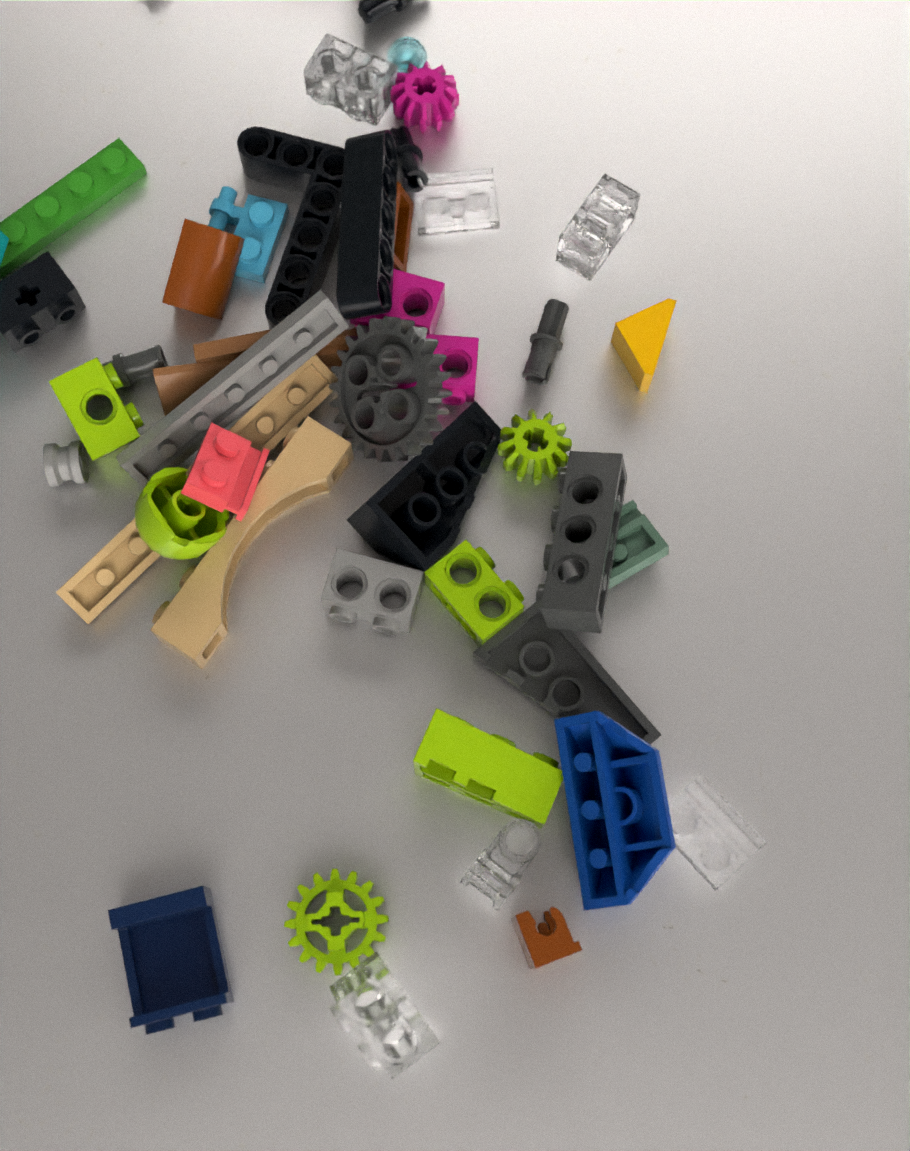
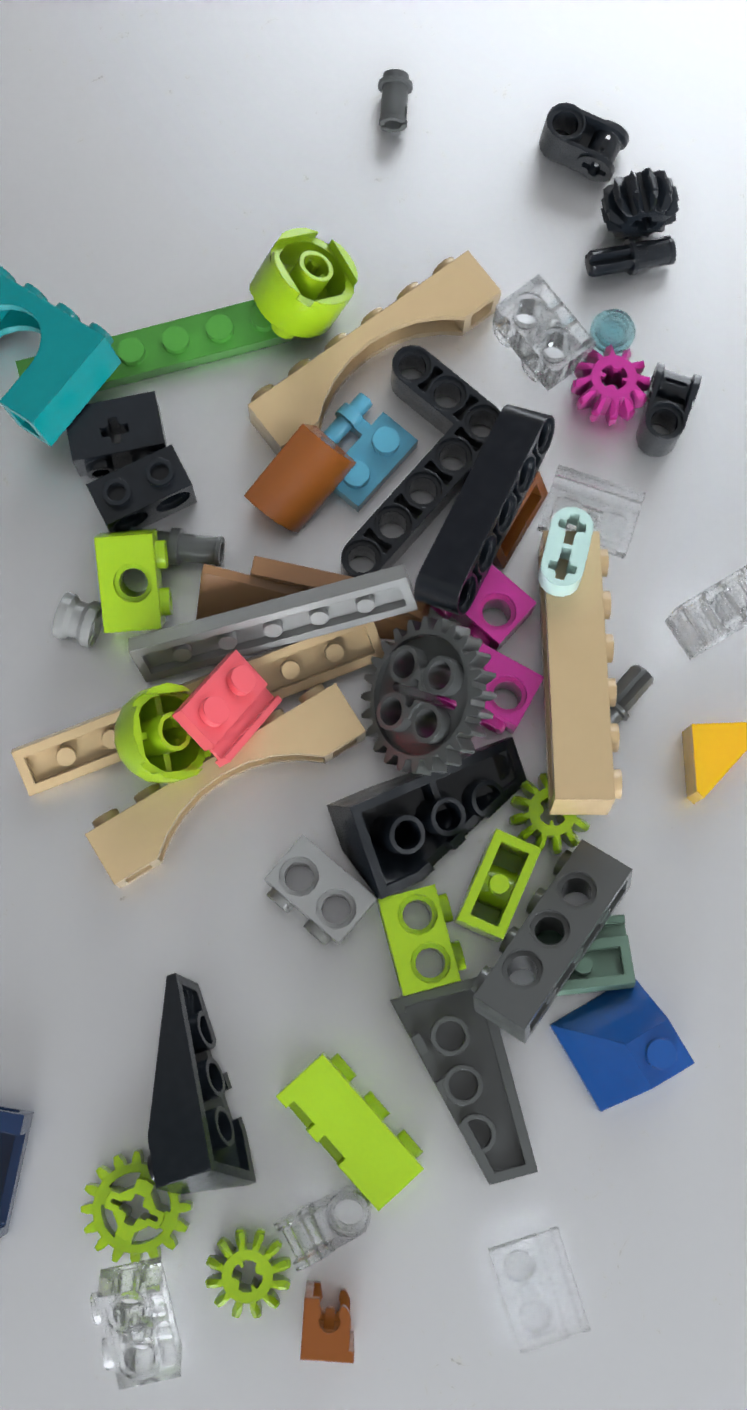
camera: 20 degrees right, 5 degrees up
(74, 334) = (143, 491): none -> black brick
(135, 117) = (303, 284): none -> lime brick
(259, 91) = (445, 304): none -> tan arch
(350, 830) = (190, 1124): none -> black wedge
(409, 160) = (562, 448): black axle -> none
(456, 229) = (575, 553): none -> light aqua beam
(468, 918) = (231, 1278): none -> lime gear
(478, 99) = (668, 404): none -> black piece
(506, 328) = (579, 690): none -> tan brick
(518, 519) = (497, 885): none -> lime brick
(613, 807) = (452, 1230): blue wedge -> none
(680, 604) = (621, 1045): none -> blue slope

